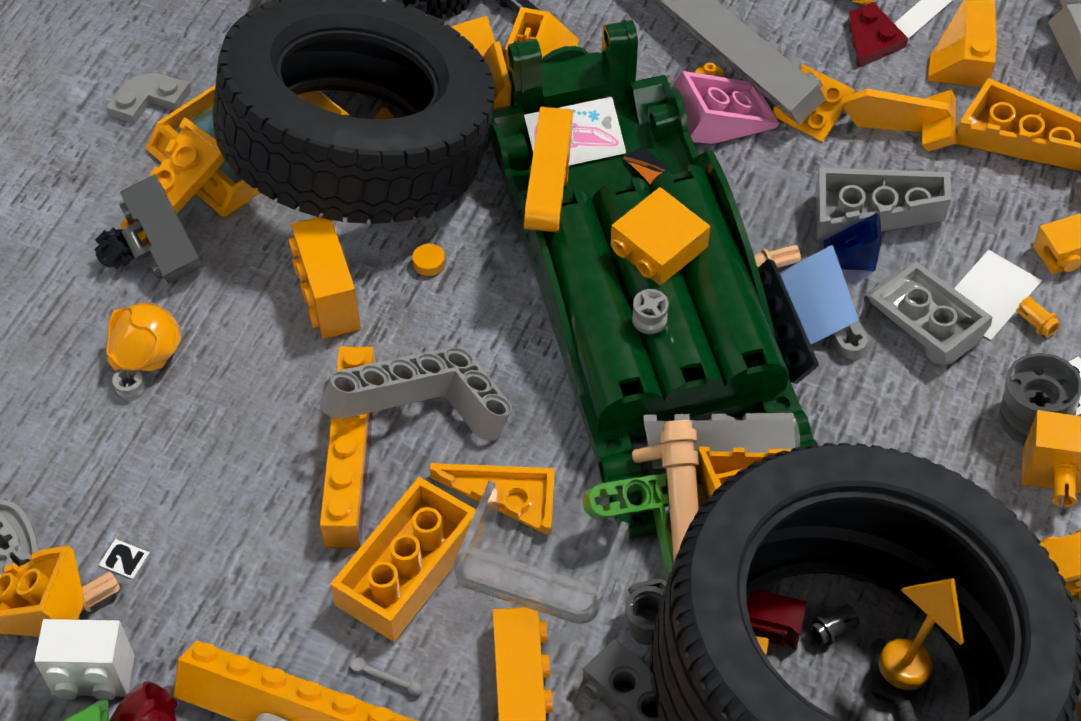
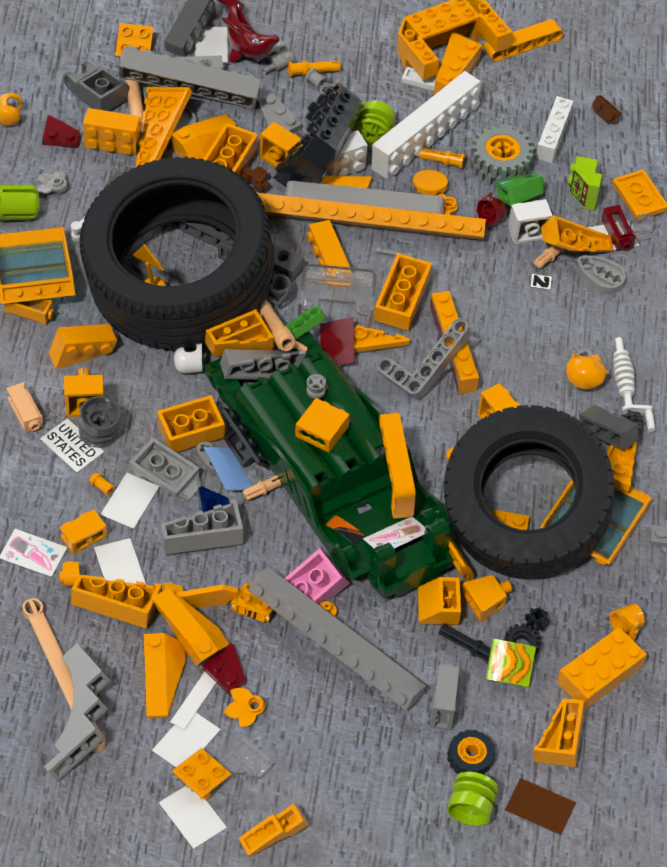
camera: 160 degrees right, 0 degrees up
(84, 322) = (625, 383): none -> white piece
(560, 487) = (338, 340): none -> dark red sticker
(873, 372) = (190, 424): none -> light orange brick
(919, 61) = (193, 630): none -> light orange wedge
(1014, 198) = (119, 561): none -> white sticker

